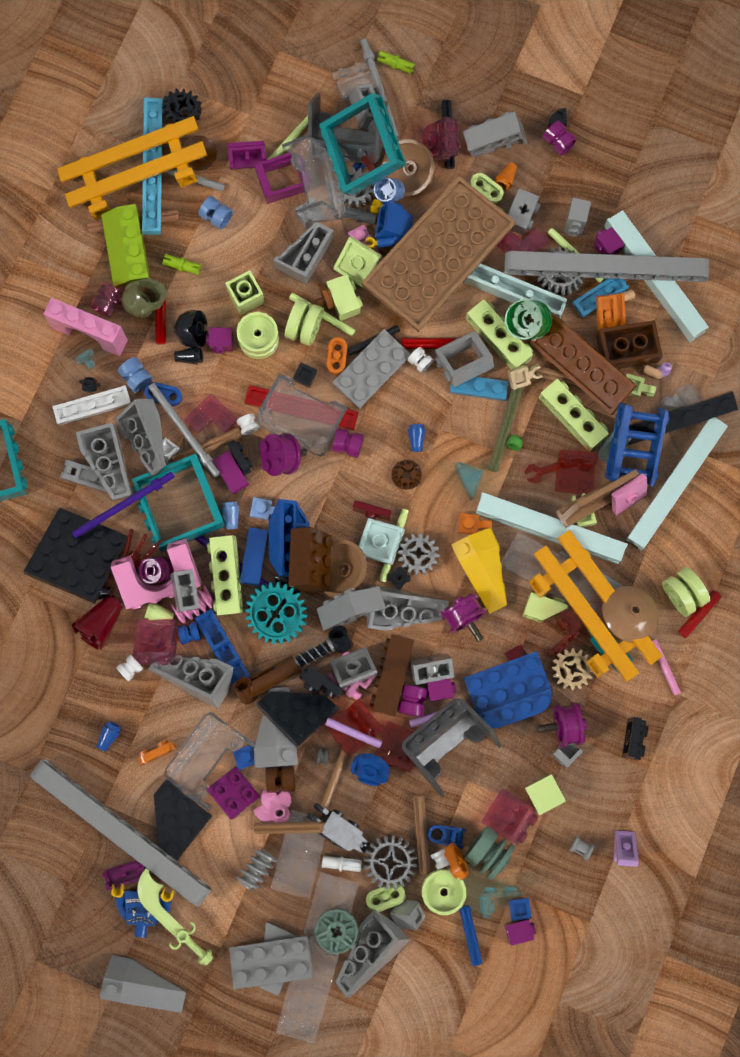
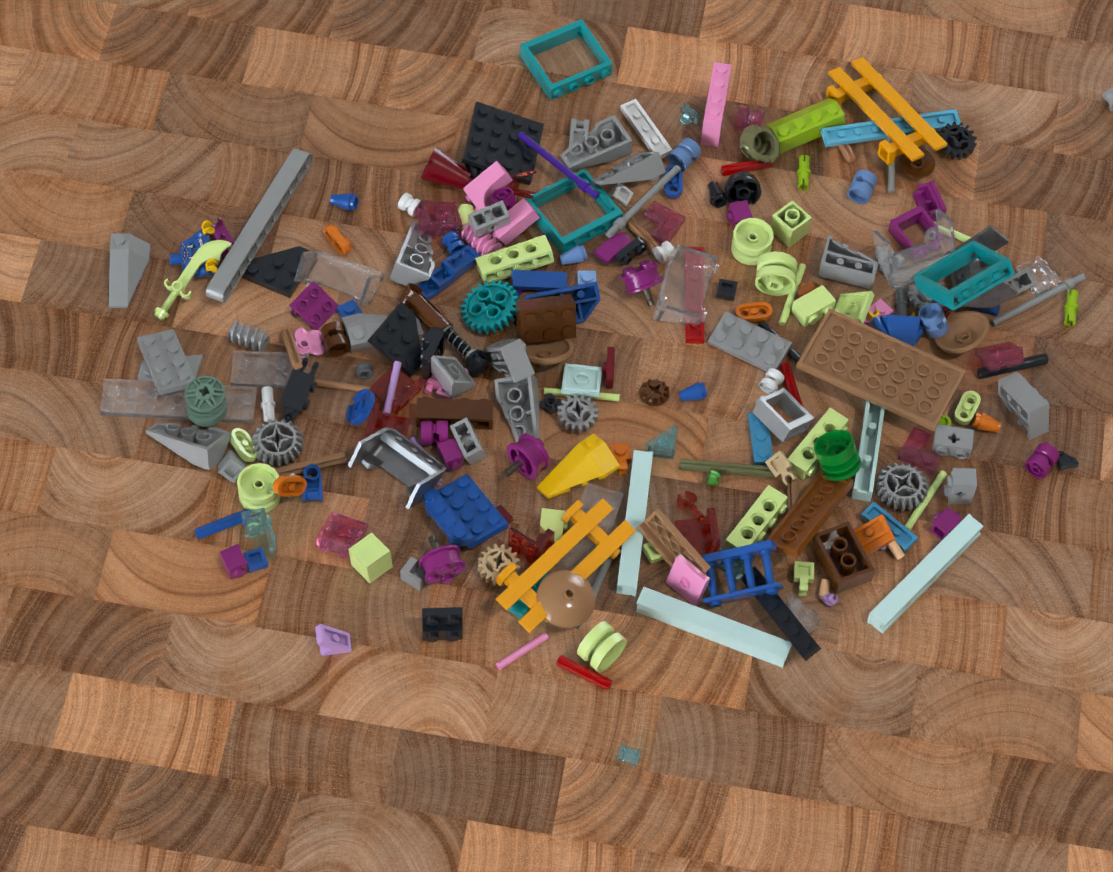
camera: 75 degrees right, 20 degrees down
(89, 384) = (665, 123): black plate -> none
(345, 442) = (670, 334): magenta wheel -> none
(489, 853) = (303, 517): sand green wheel -> none
(581, 848) = (325, 603): light grey bush -> none
(606, 266) = (917, 518): light grey beam -> none

